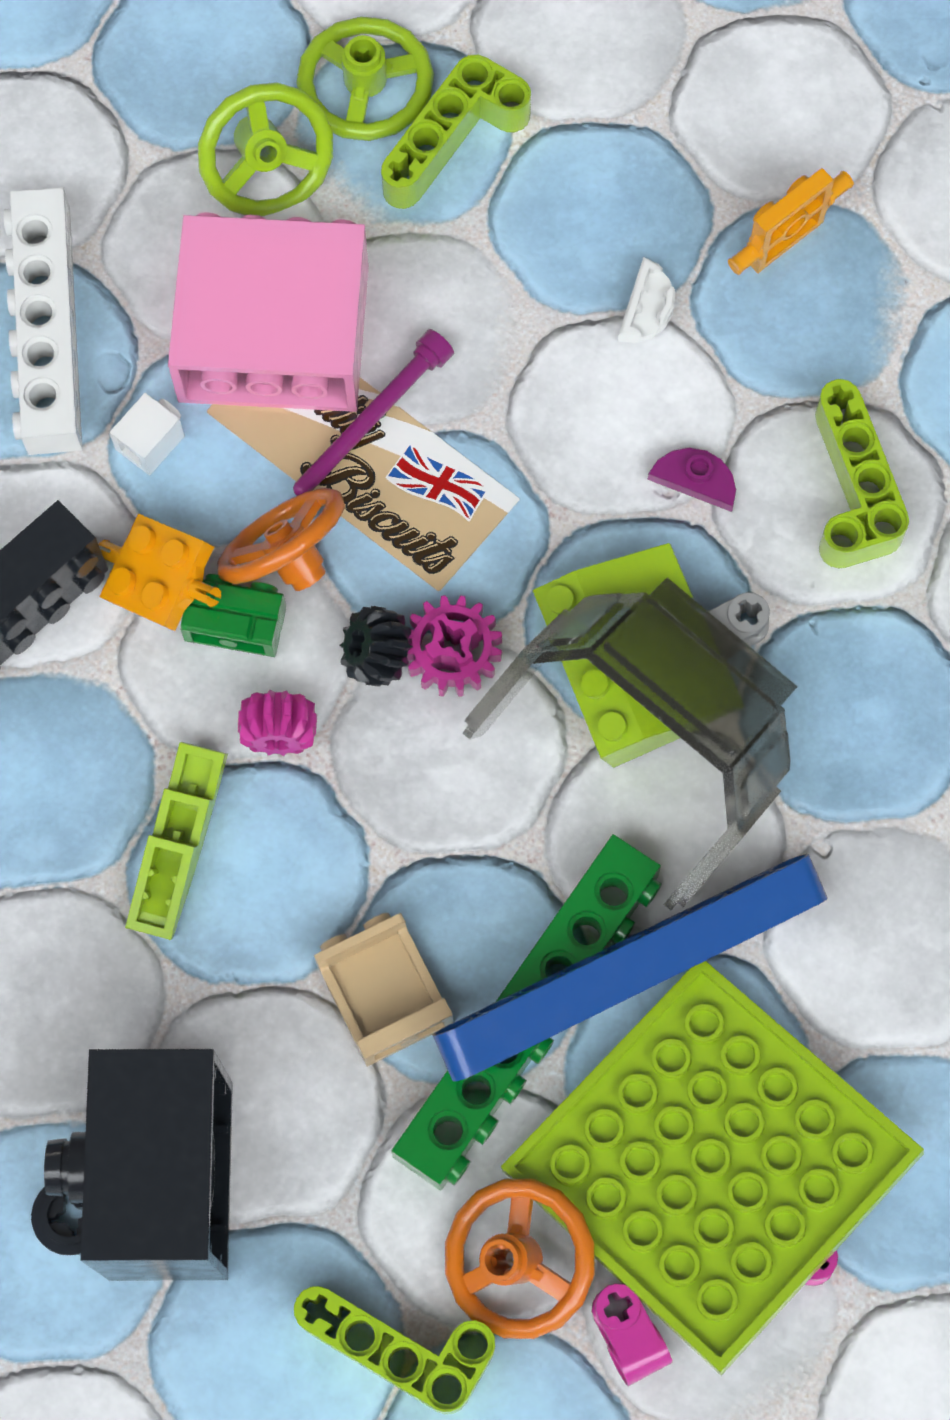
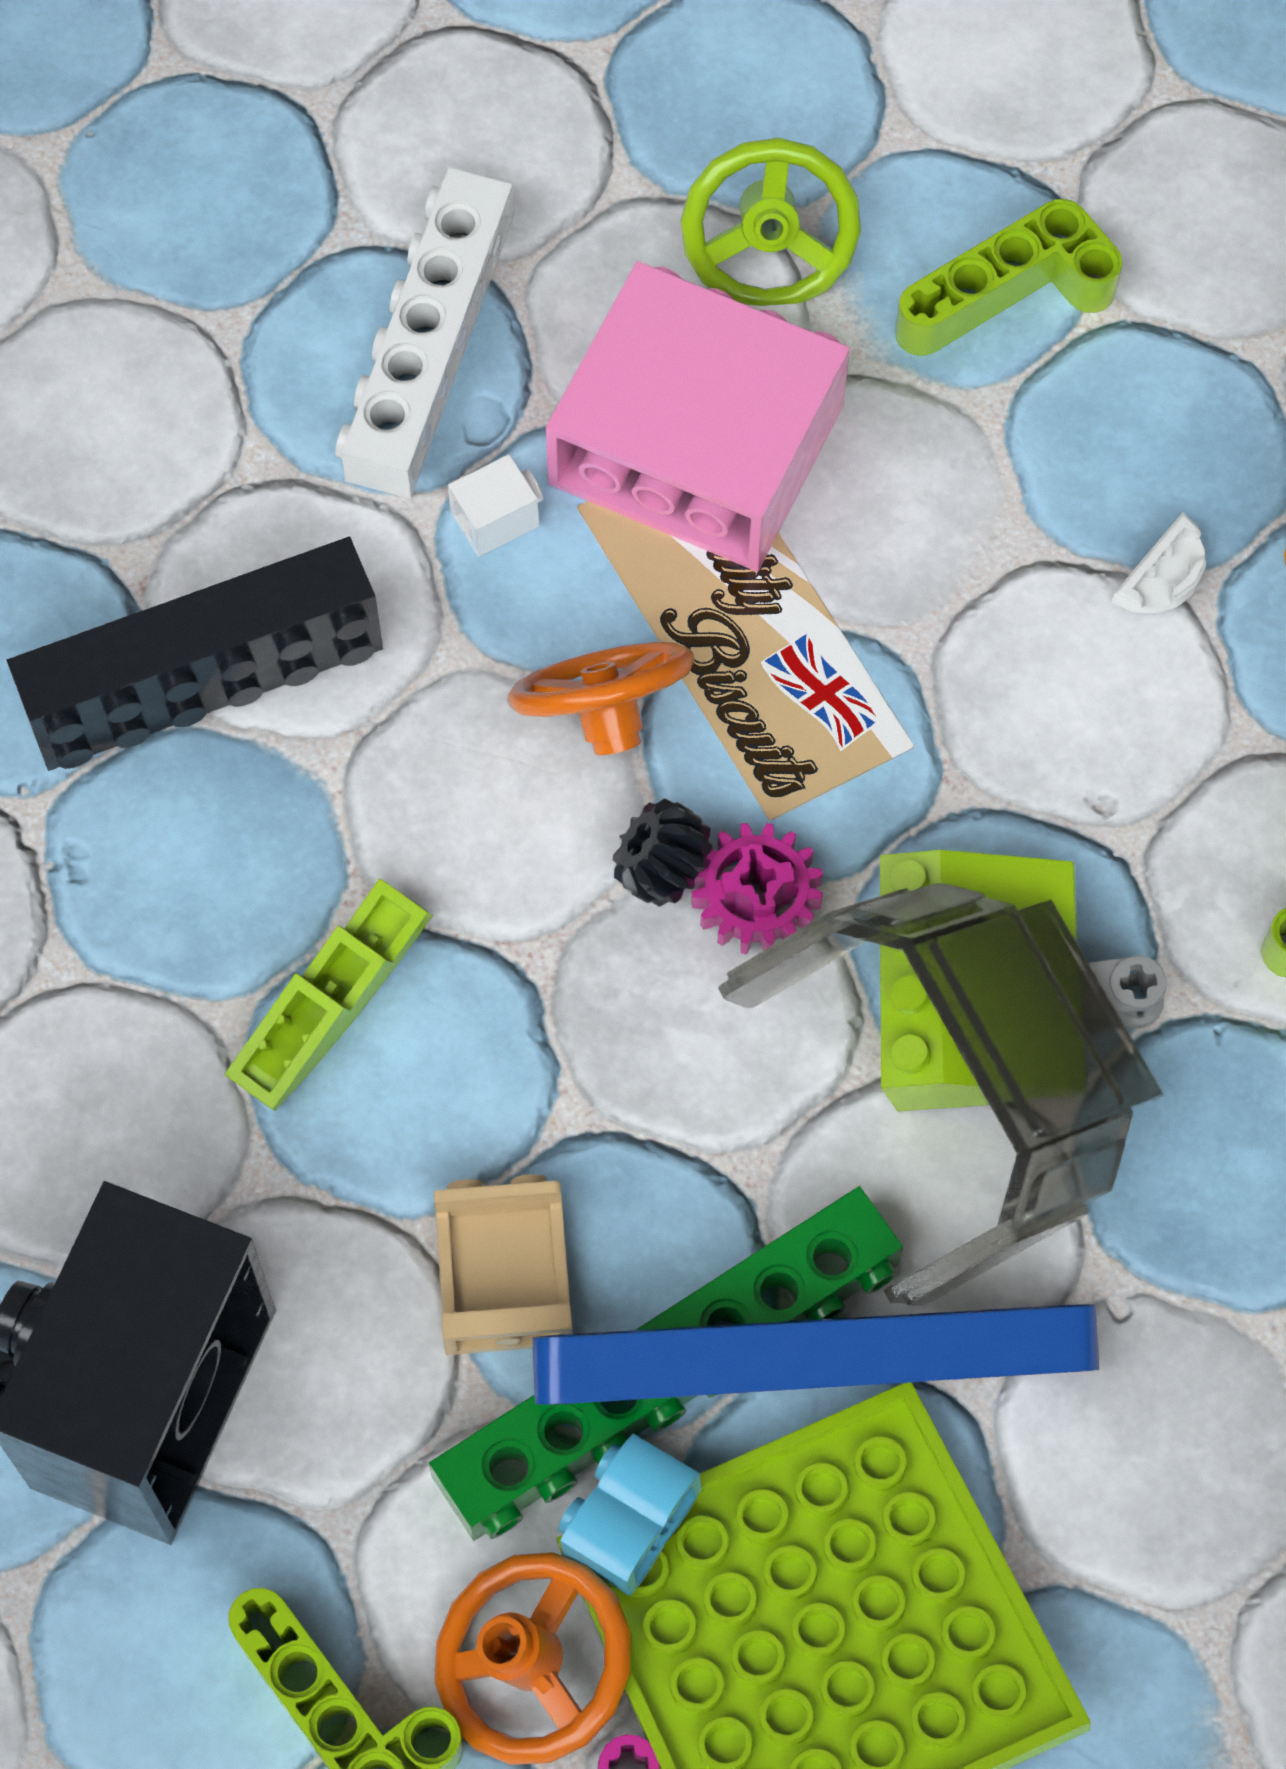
camera: 20 degrees right, 5 degrees down
(158, 572) = (436, 668): light orange plate -> none
(241, 621) = (507, 755): green brick -> none
(277, 723) = (505, 899): dark pink gear -> none
(367, 72) = (932, 180): lime piece -> none
(430, 352) = (874, 533): magenta piece -> none
(547, 1130) = (629, 1513): none -> medium azure brick
(696, 475) = (1144, 797): magenta plate -> none

